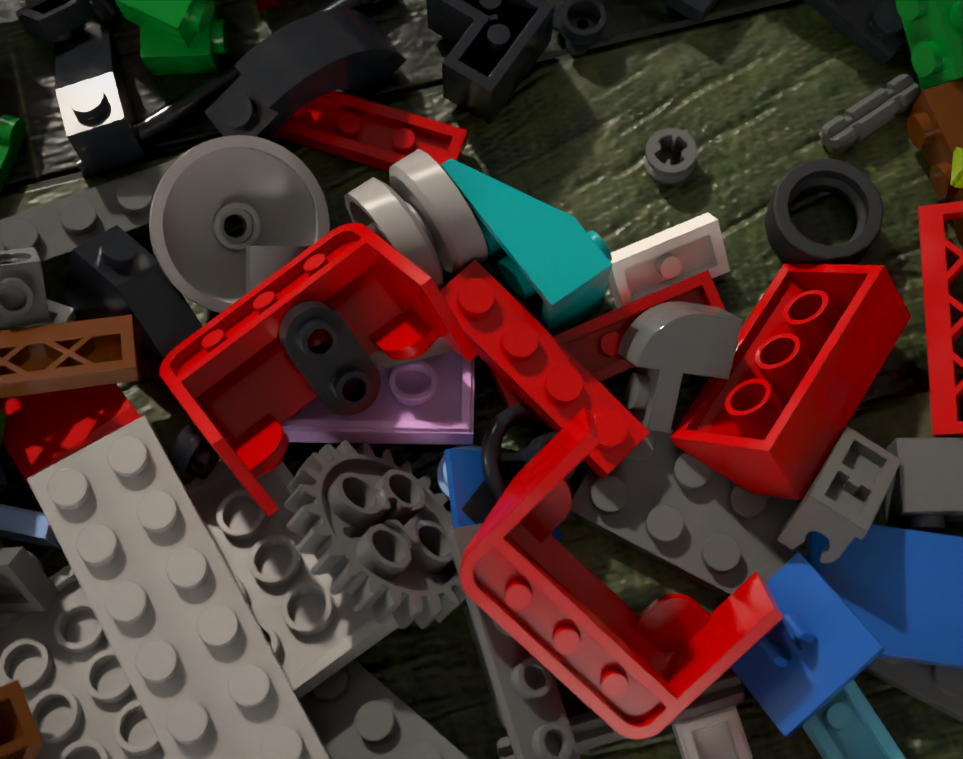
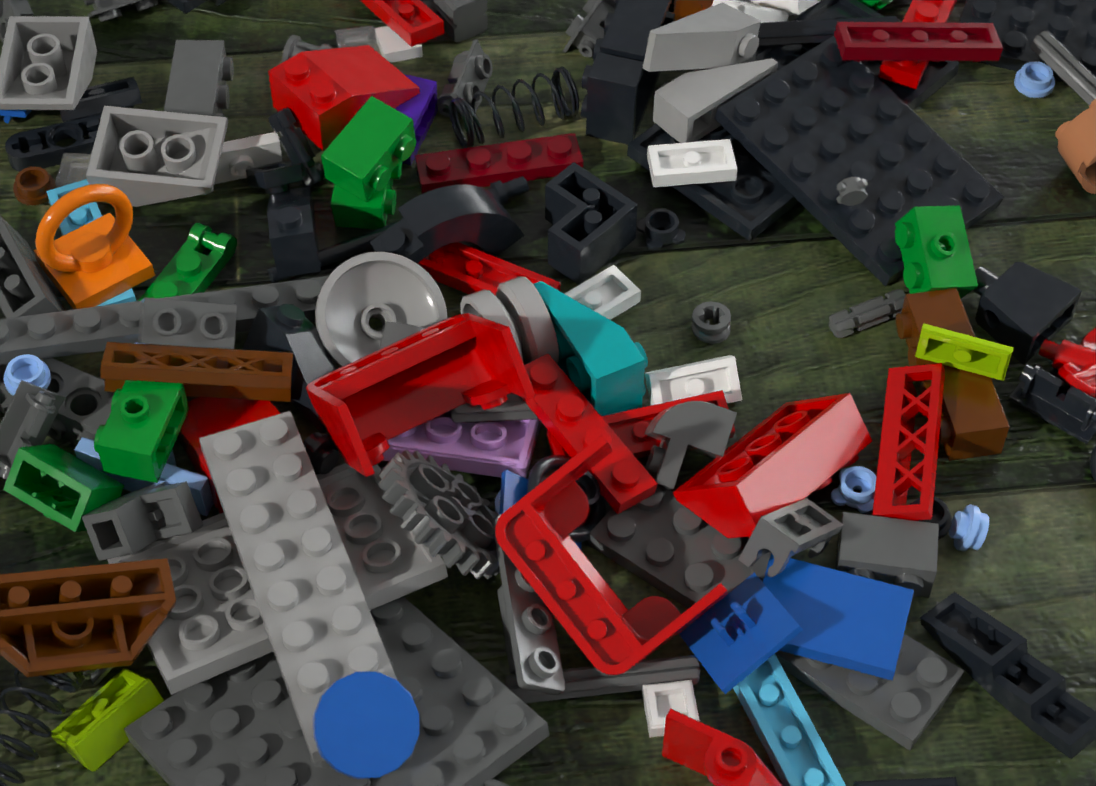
camera: 10 degrees right, 20 degrees down
(331, 362) = (427, 399): black plate -> none
(521, 143) = (607, 293): none -> white plate
(831, 177) = (820, 347): black tyre -> none
(908, 399) = (855, 479): none -> light blue plate

